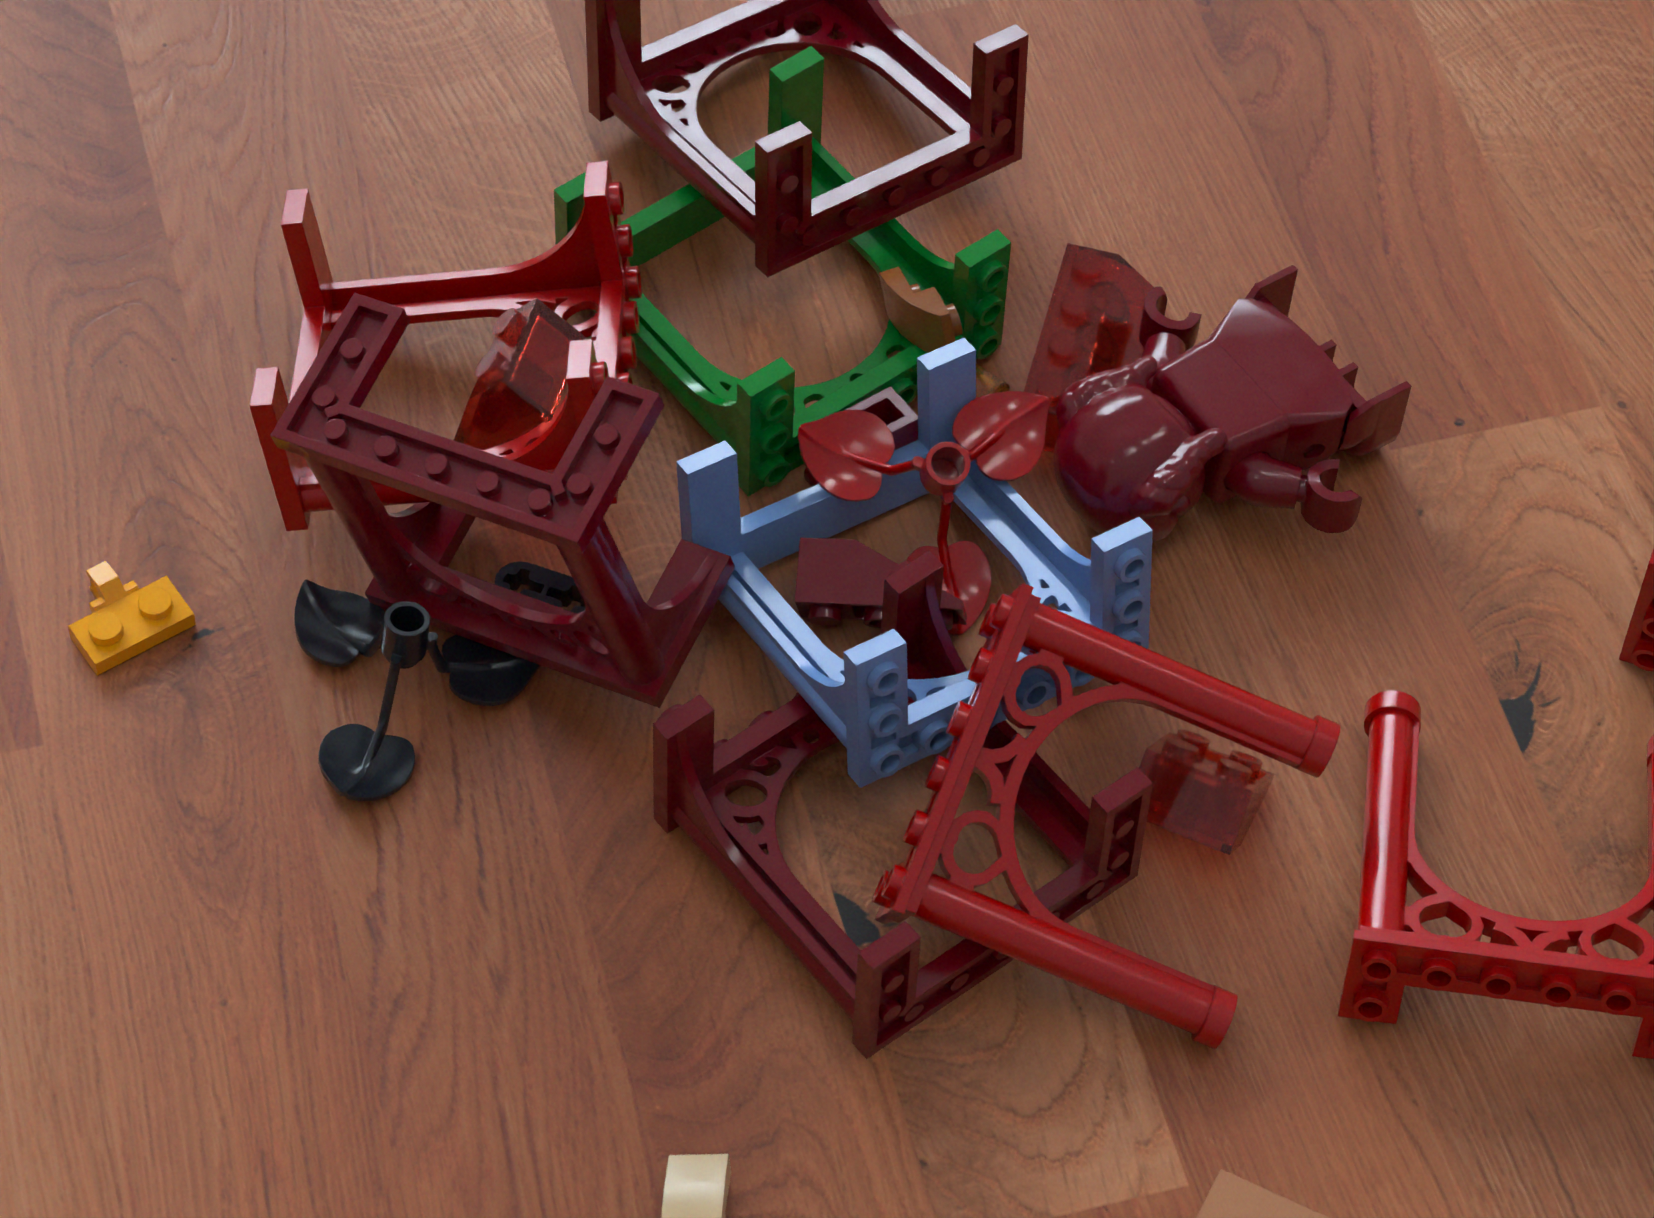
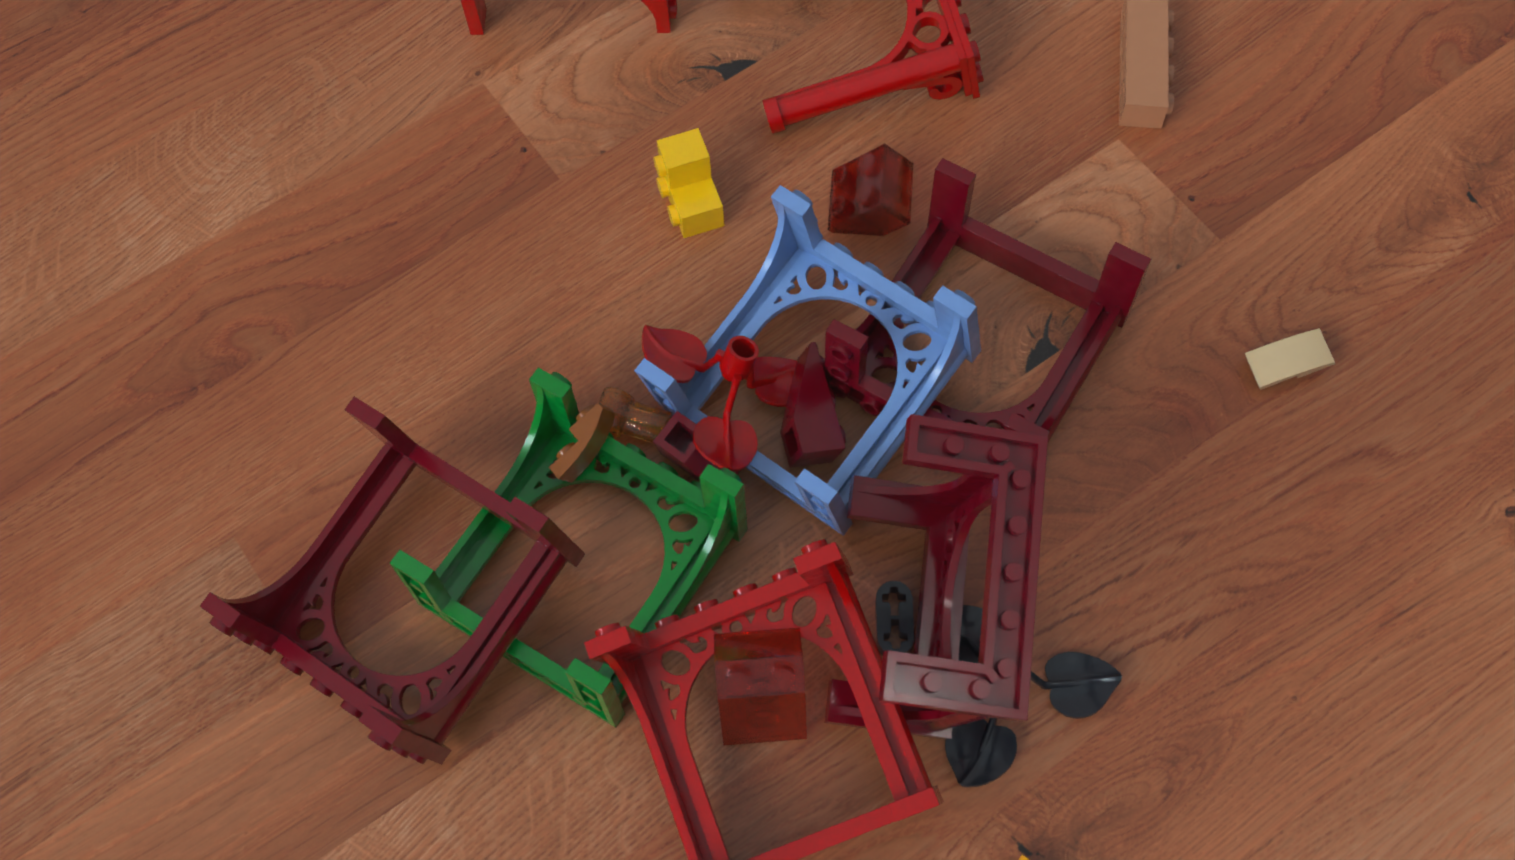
camera: 105 degrees left, 10 degrees up
(1035, 934) = (944, 251): red arch -> none
(1087, 325) = (583, 351): clear red slope -> none
(1219, 420) = (604, 245): dark red piece -> none
(1298, 571) = (688, 183): none -> yellow brick

